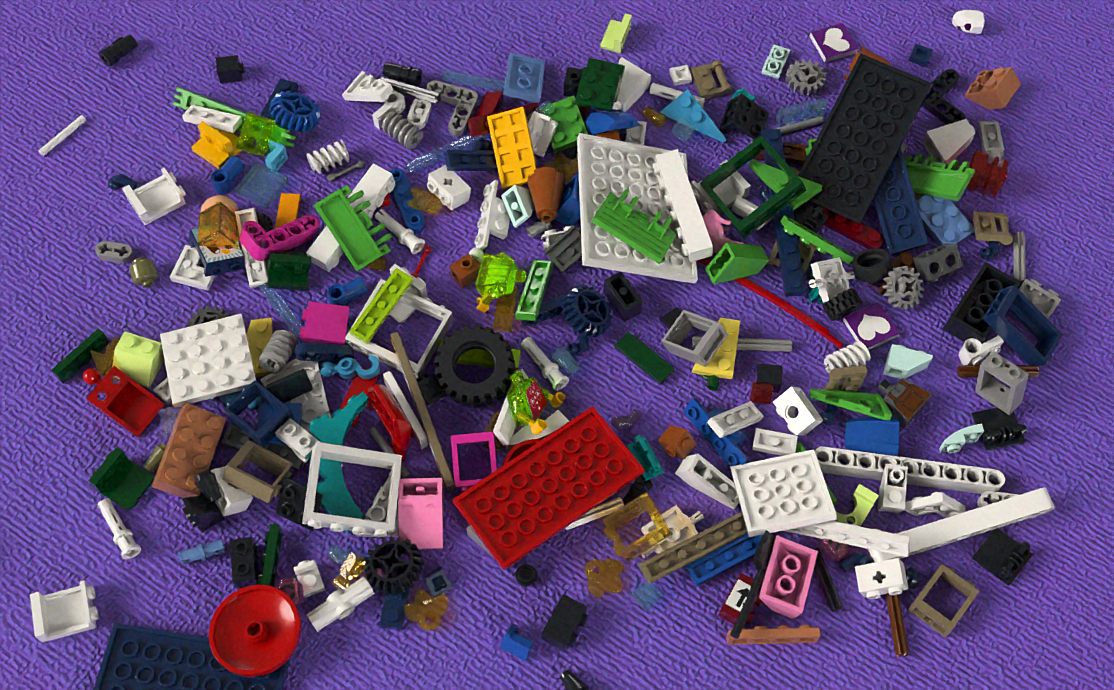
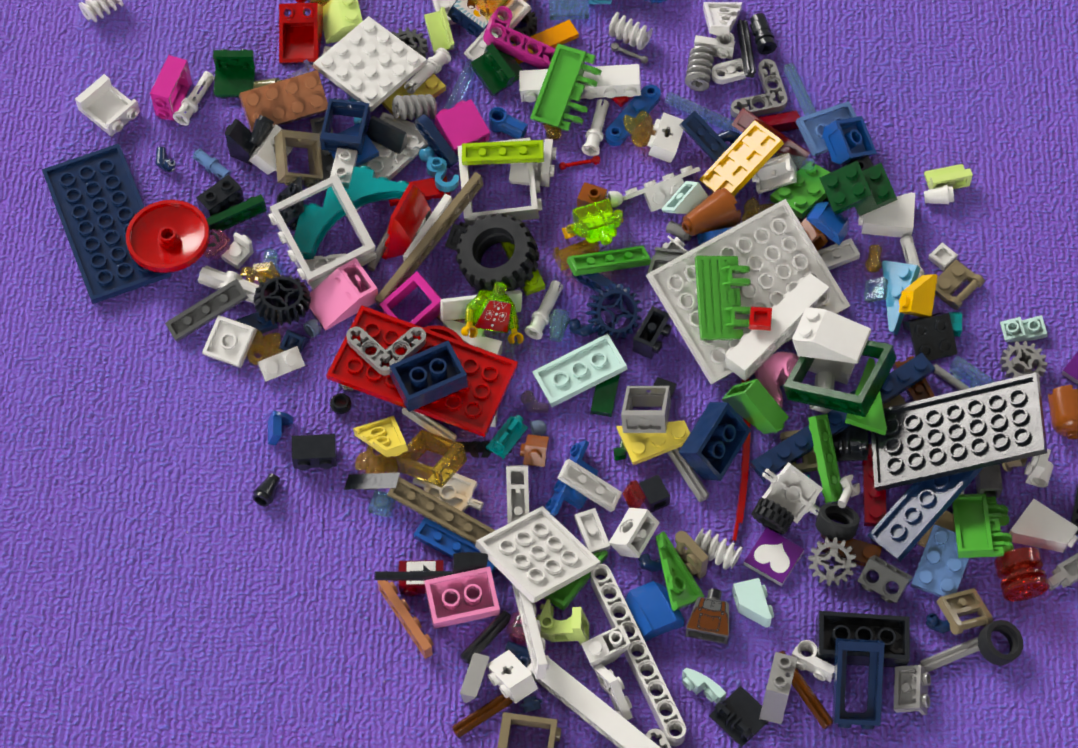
camera: 60 degrees right, 0 degrees up
(95, 541) = (171, 87): none -> dark pink window
(162, 595) = (162, 162): none -> dark blue arm
(216, 290) = (439, 30): none -> yellowish green panel
(241, 305) = (433, 65): none -> white pin
(356, 639) = (206, 310): none -> dark grey plate
(400, 636) = (229, 341): none -> white tile
(434, 557) = (312, 328): none -> sand blue hinge
(453, 604) = (281, 364): none -> white plate
(515, 508) = (384, 355): none -> light grey beam
(547, 71) = (848, 140): none -> blue slope
(568, 480) = (428, 376): none -> dark blue brick
(589, 554) = (383, 436): none -> light yellow wing
(621, 368) = (579, 370): none -> light aqua plate
(624, 589) = (371, 481): none -> piece
(630, 45) = (939, 195): none -> white cone
(652, 431) = (538, 427): none -> sand blue hinge
(677, 208) = (760, 318): none -> red plate
(713, 102) = (919, 297): none -> yellow slope
(722, 173) = (830, 336): none -> white slope
(753, 306) = (715, 441): none -> dark blue brick
(846, 242) = (849, 490): none -> white bar
(864, 609) = (474, 677): none -> light grey slope
(1026, 226) = (990, 652): none -> black tyre

